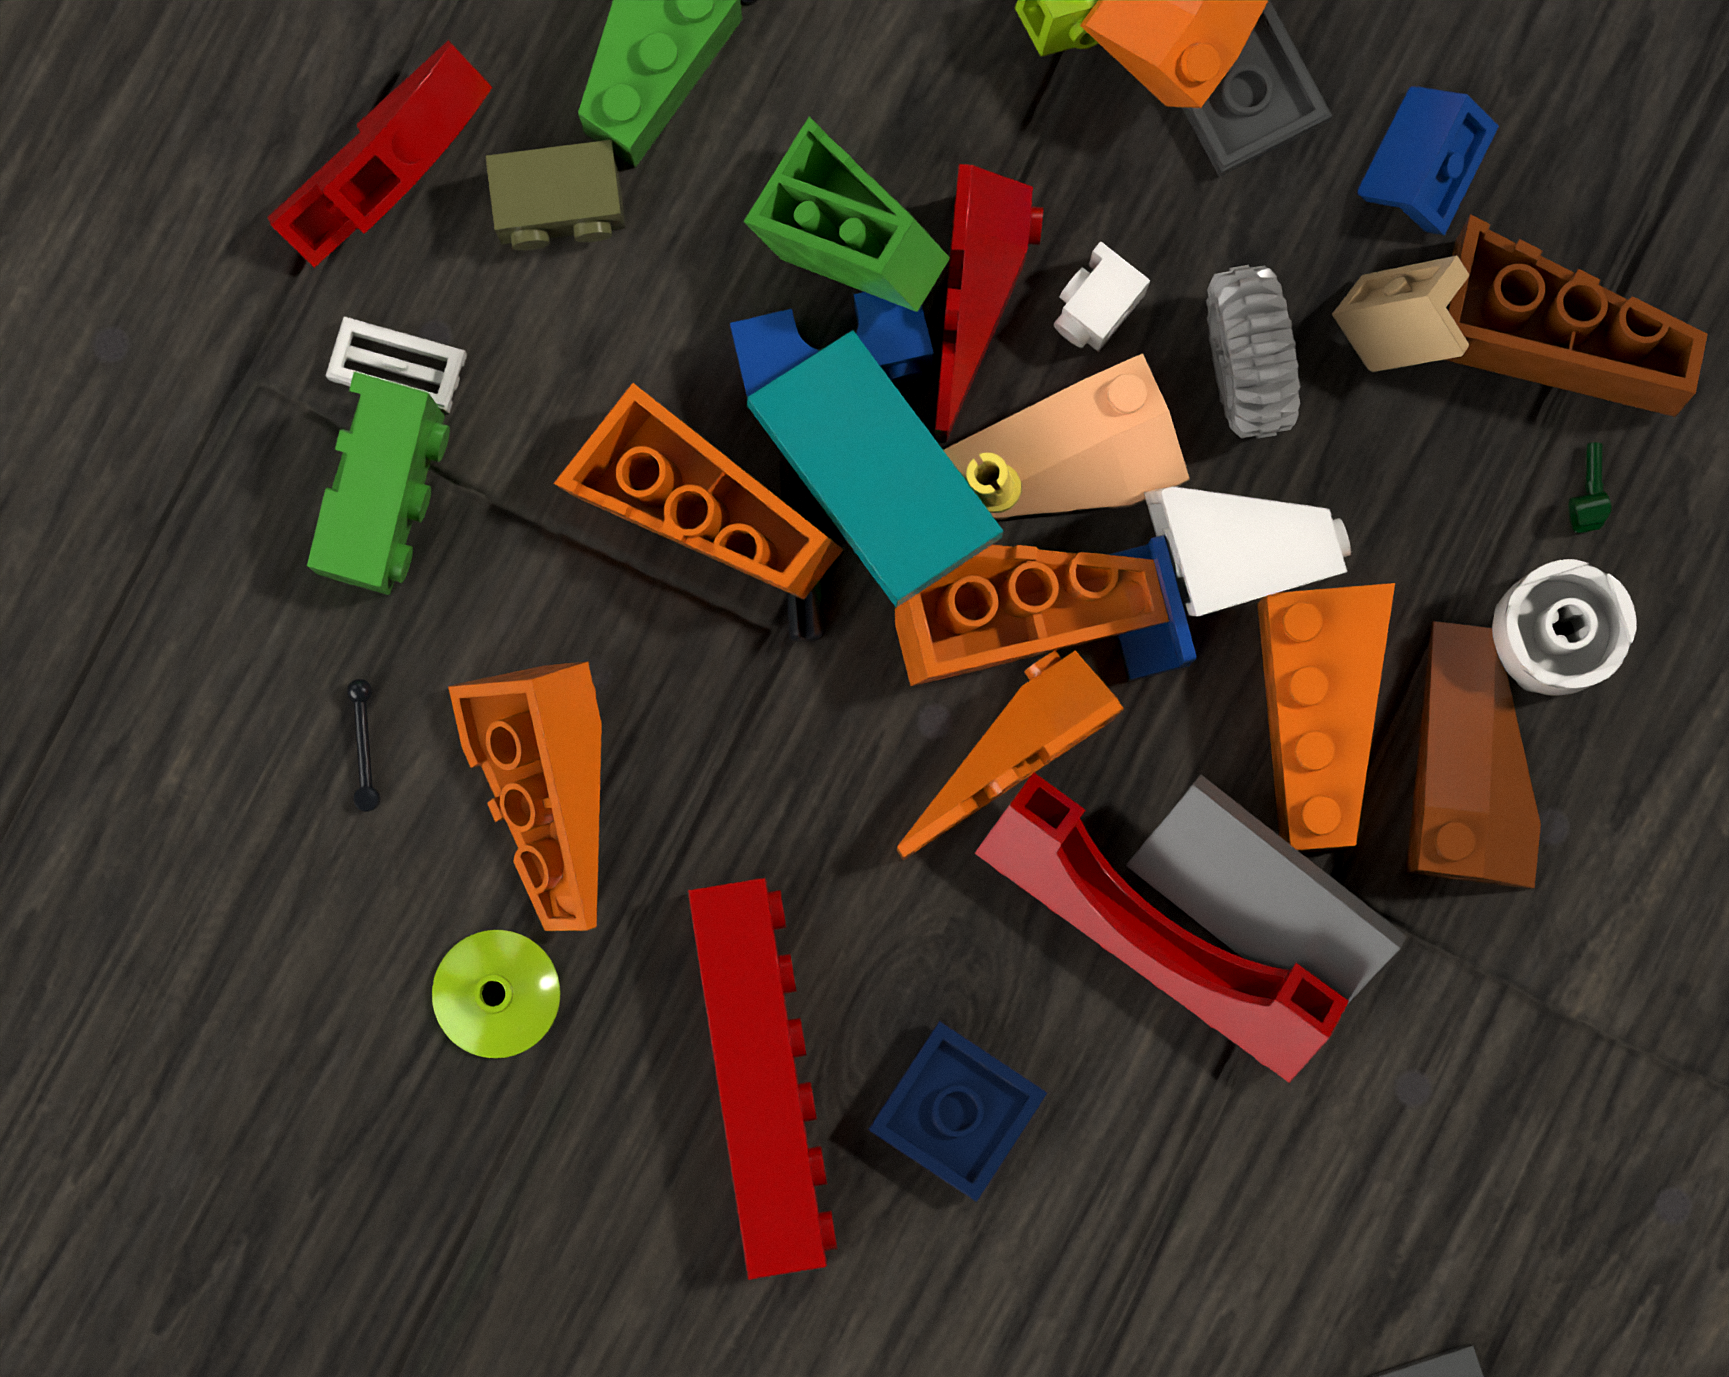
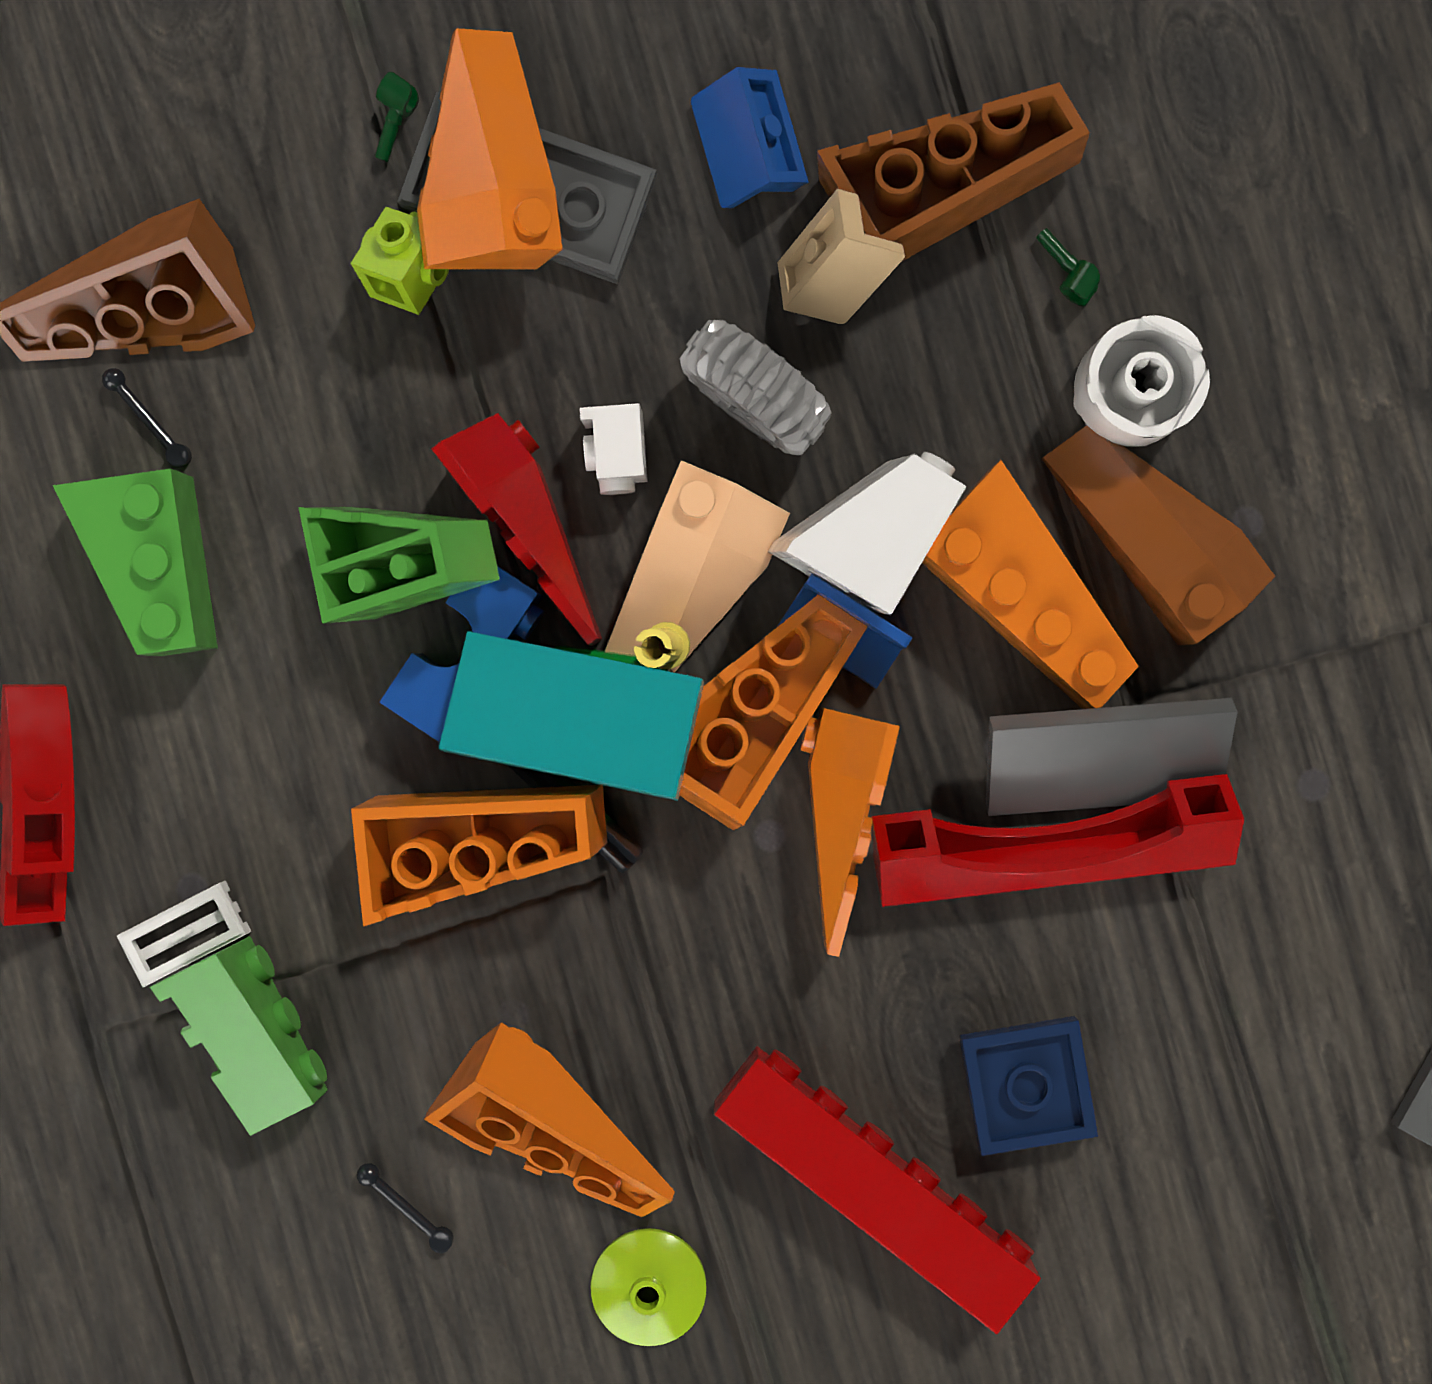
camera: 45 degrees left, 5 degrees up
(555, 194) = (178, 720): olive brick -> none

